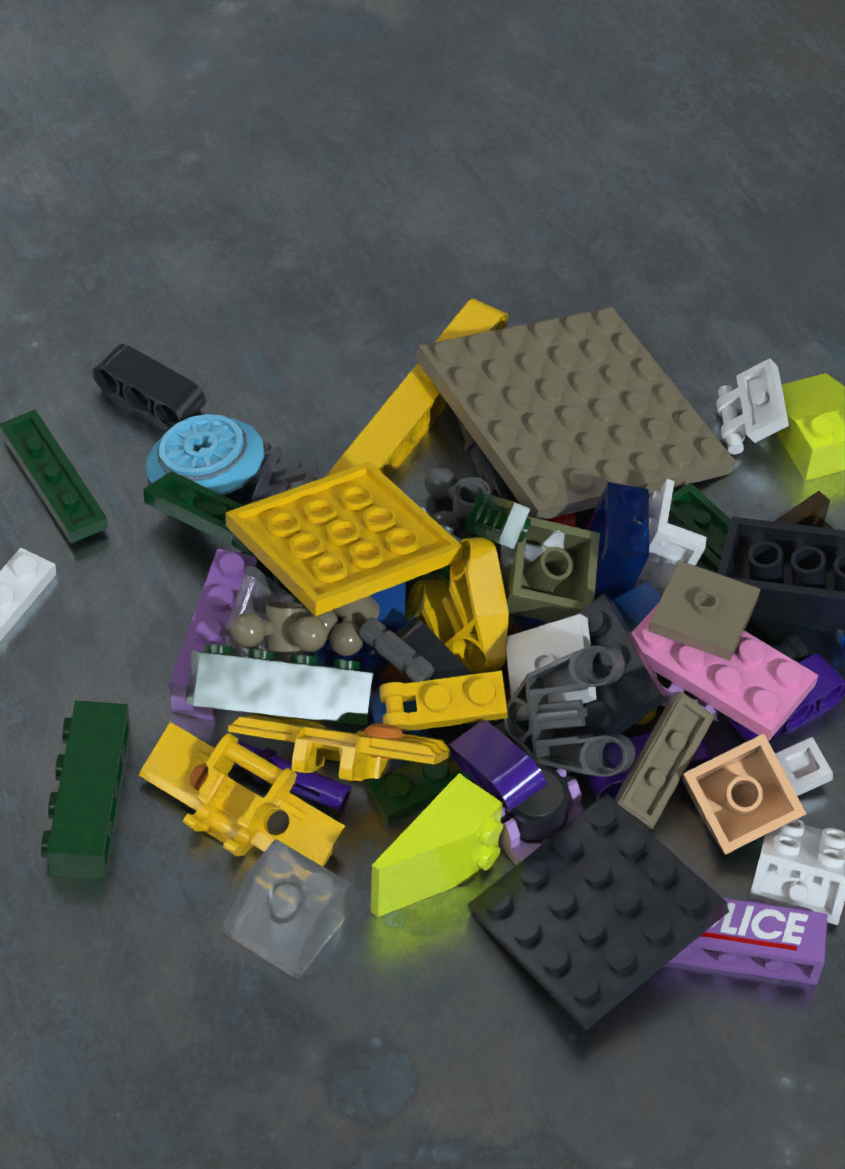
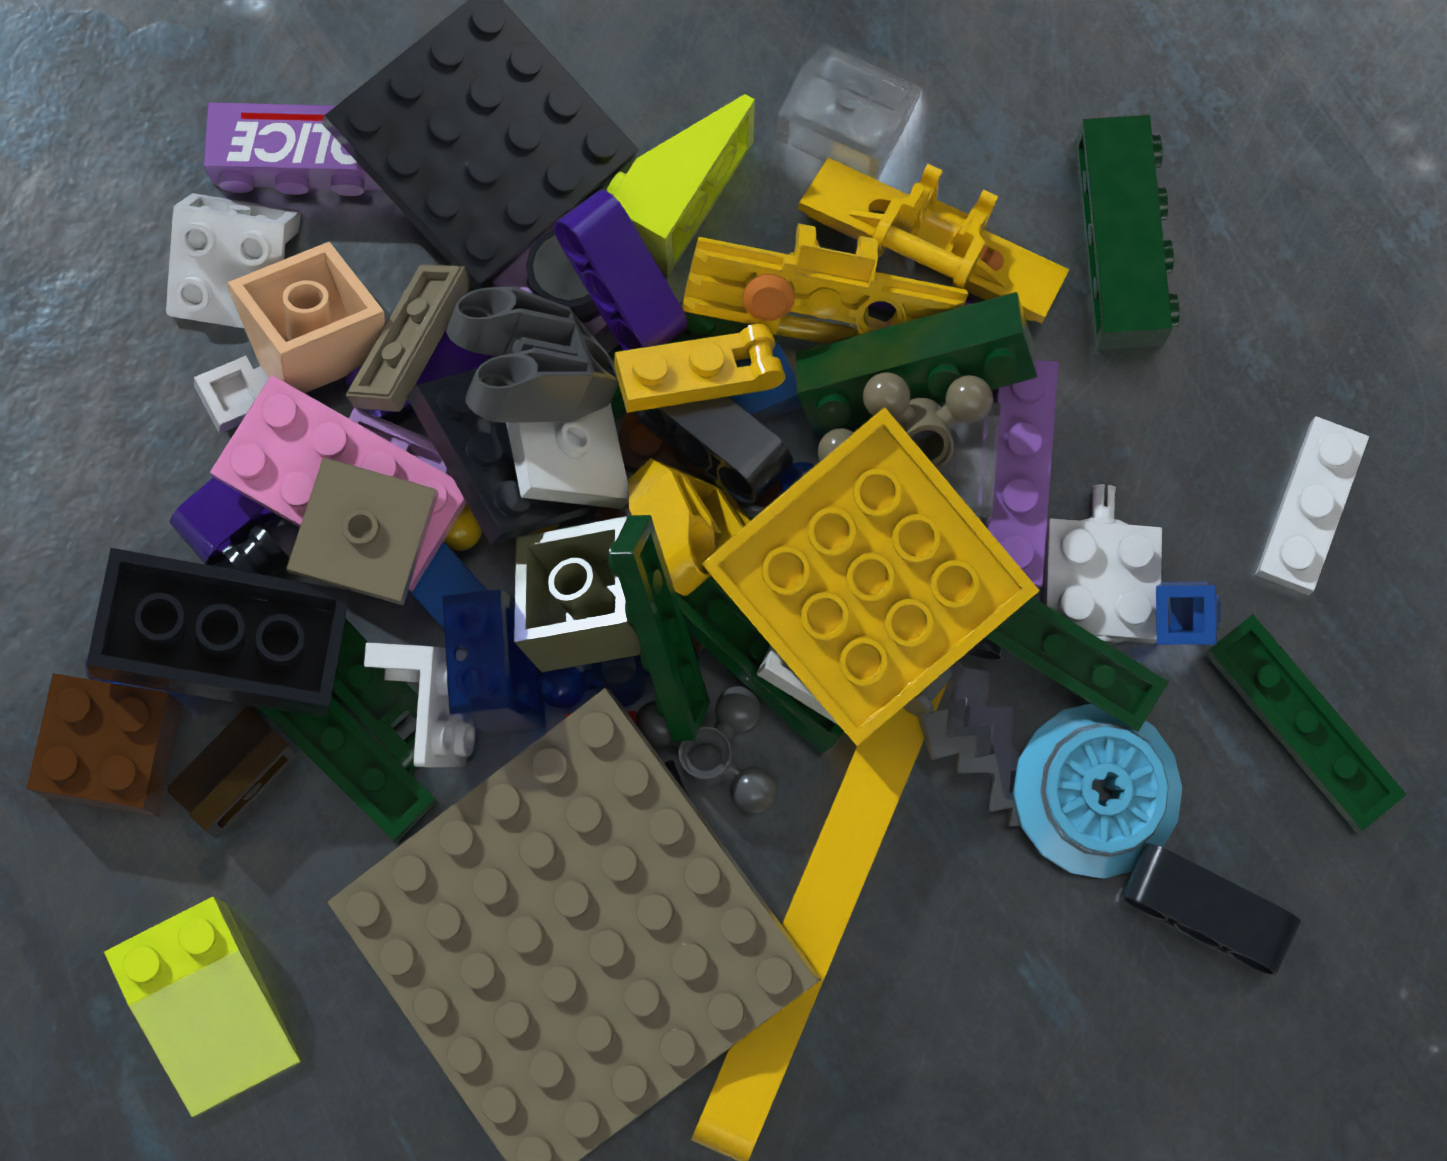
camera: 175 degrees right, 25 degrees up
(116, 531) = (1187, 613): none -> blue brick
(166, 576) = (1104, 572): none -> white plate
(395, 650) = (771, 423): dark grey axle -> none
(761, 403) = (291, 997): white plate -> none

